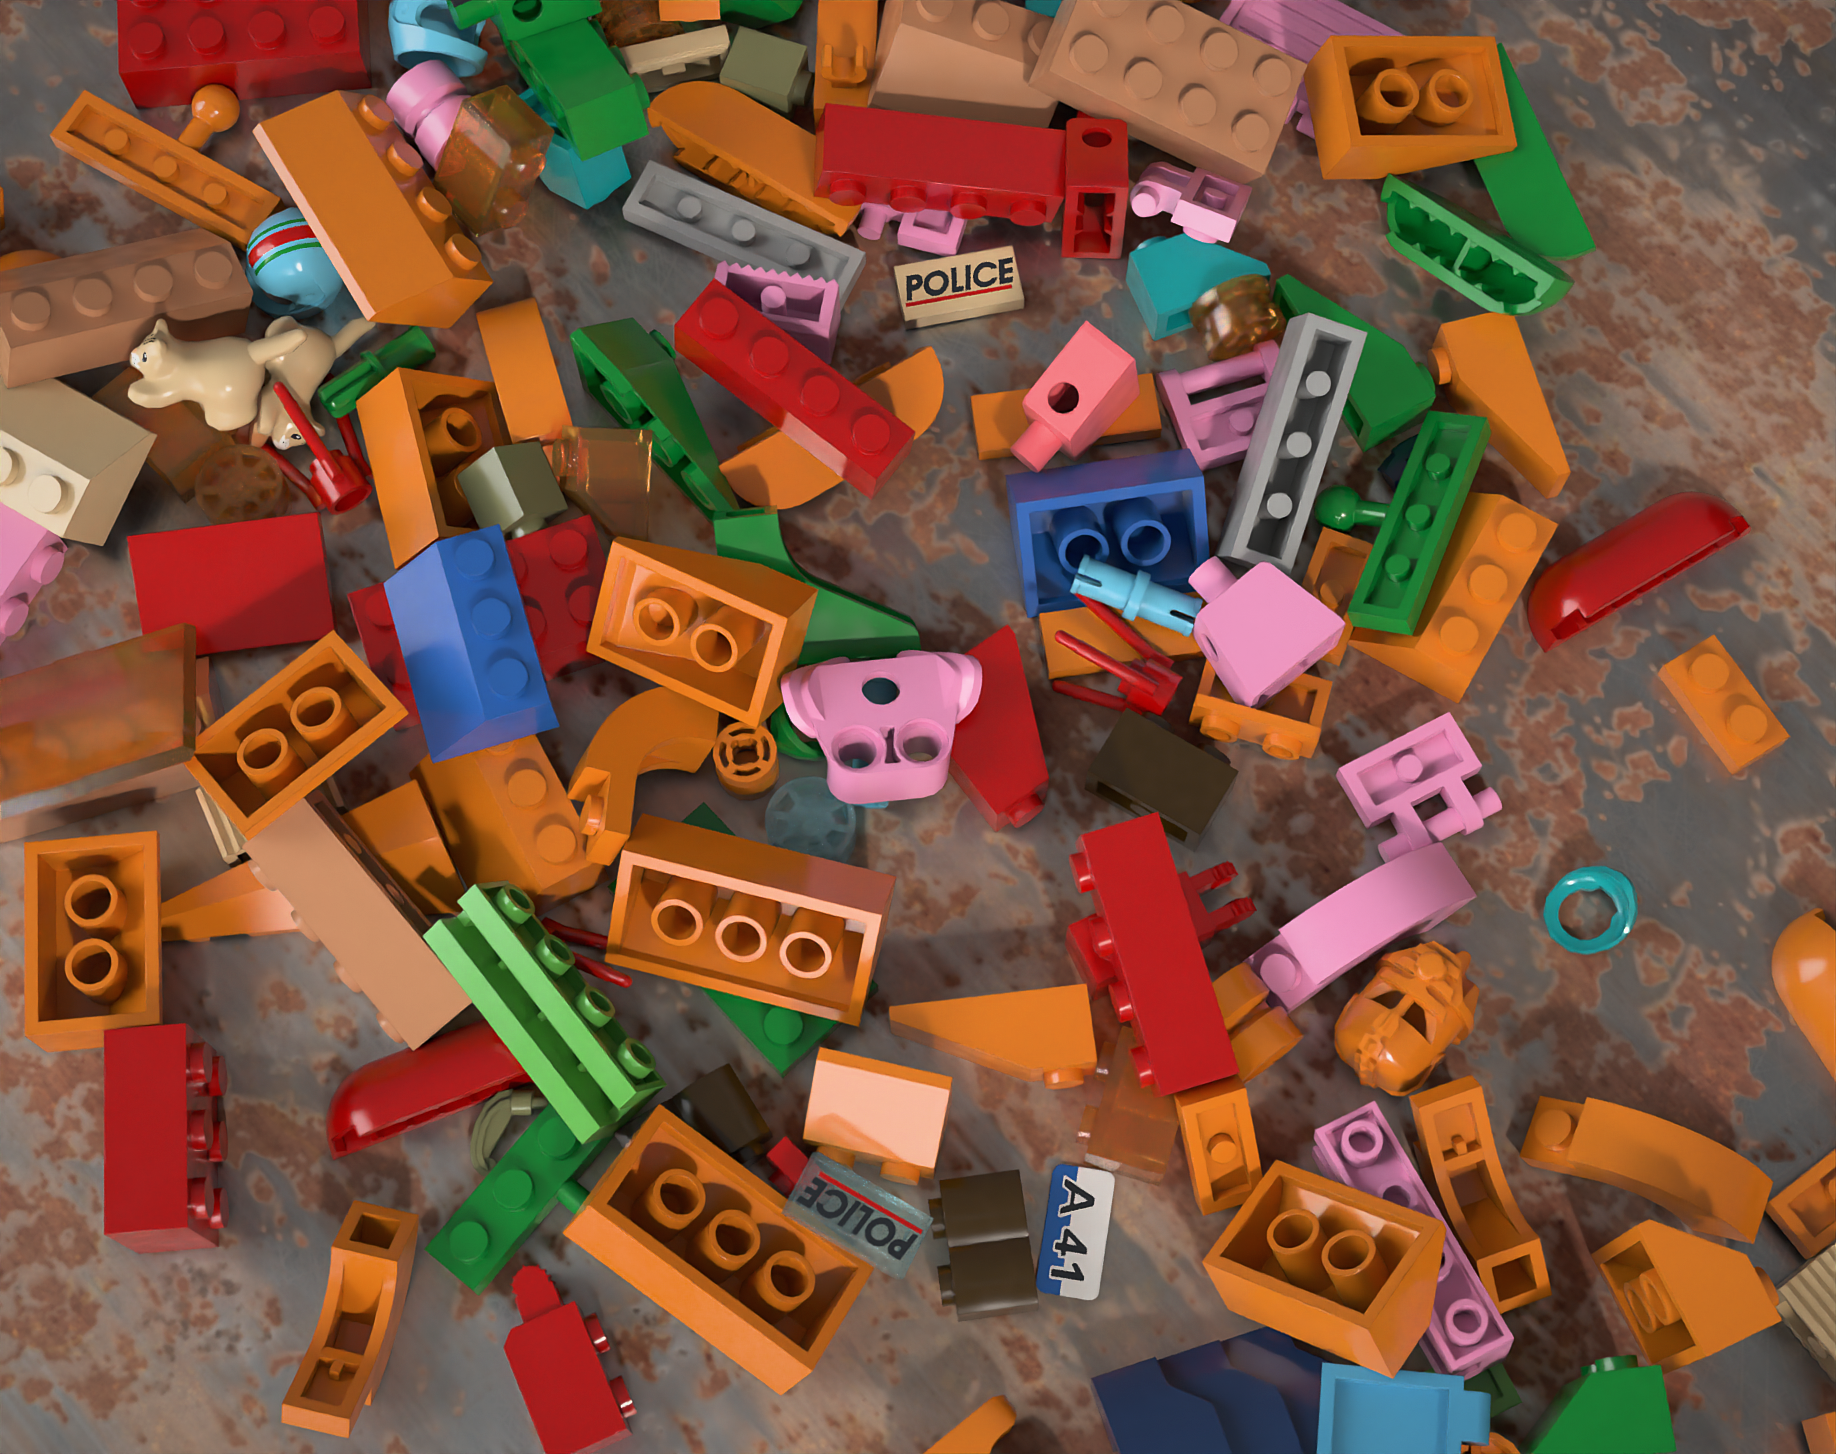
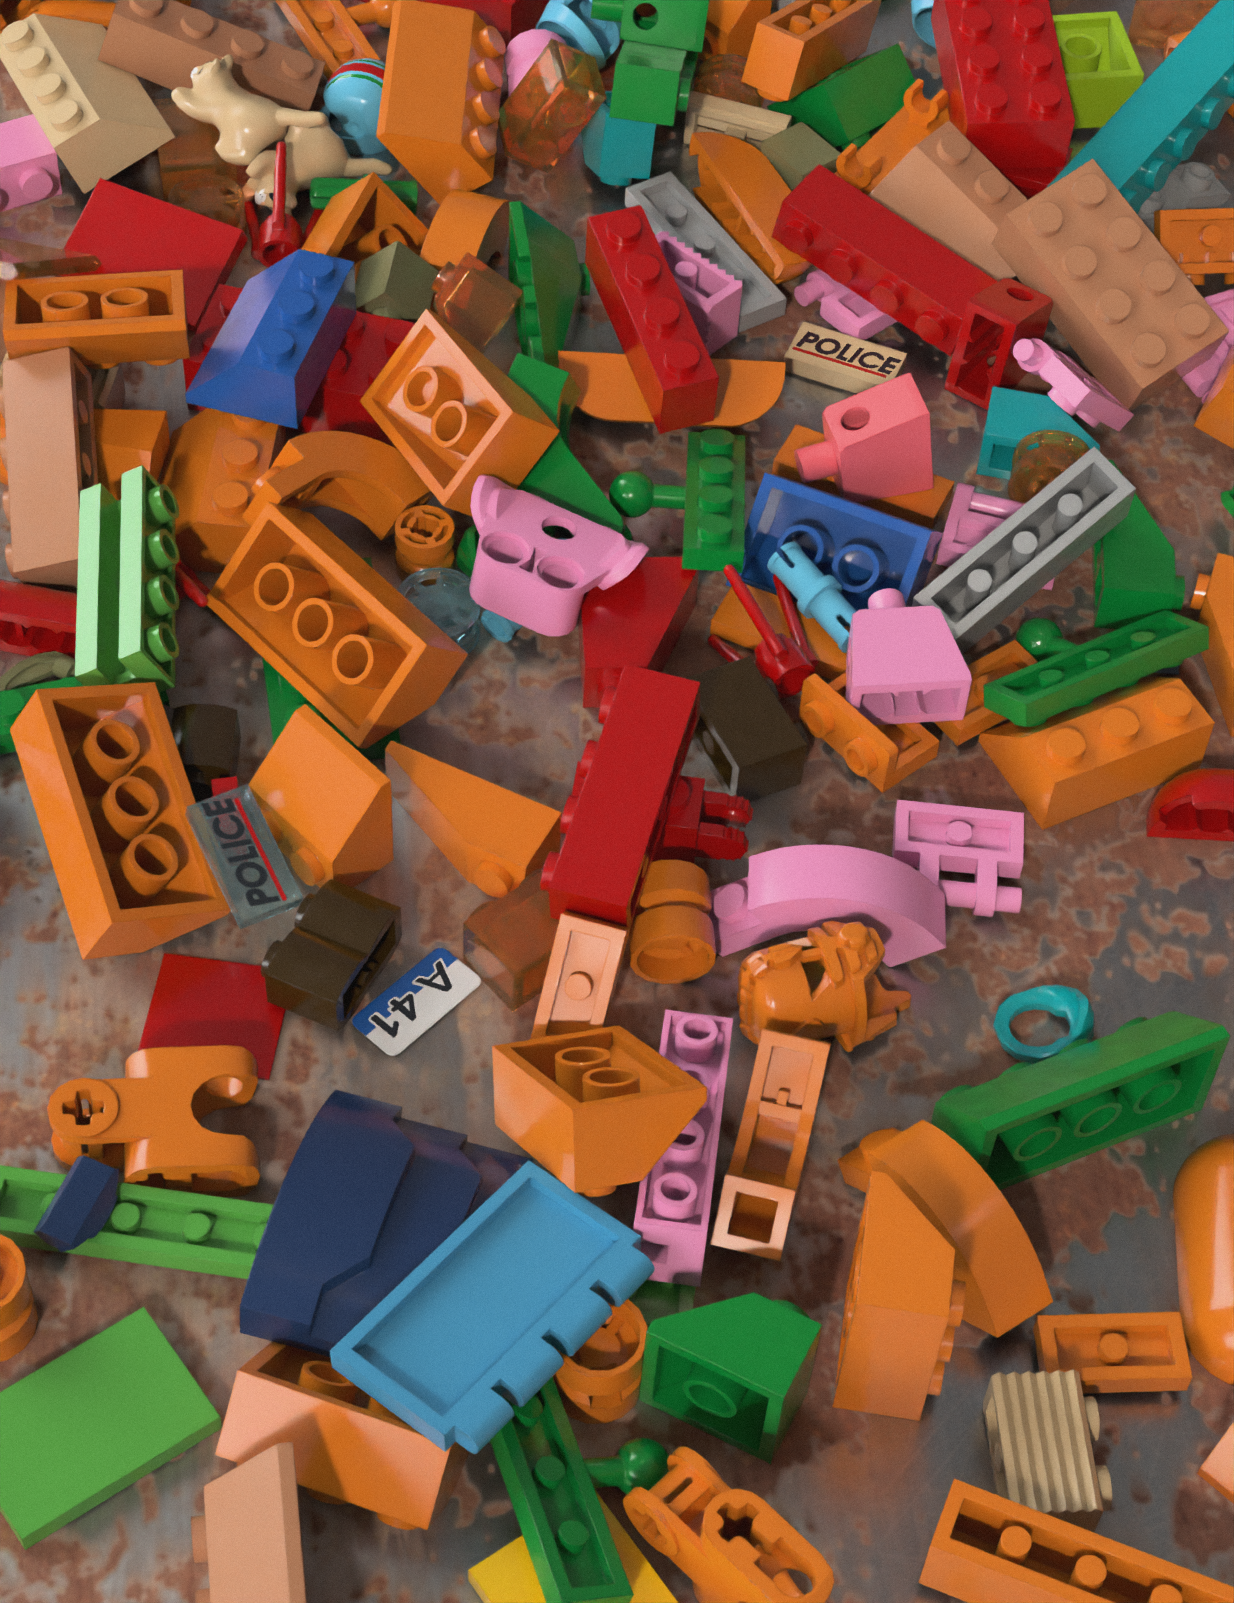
camera: 30 degrees right, 20 degrees down
(920, 1365) = (213, 1006): none -> red piece
(966, 544) = (710, 499): none -> green plate
(1674, 976) = (1085, 1096): none -> green slope

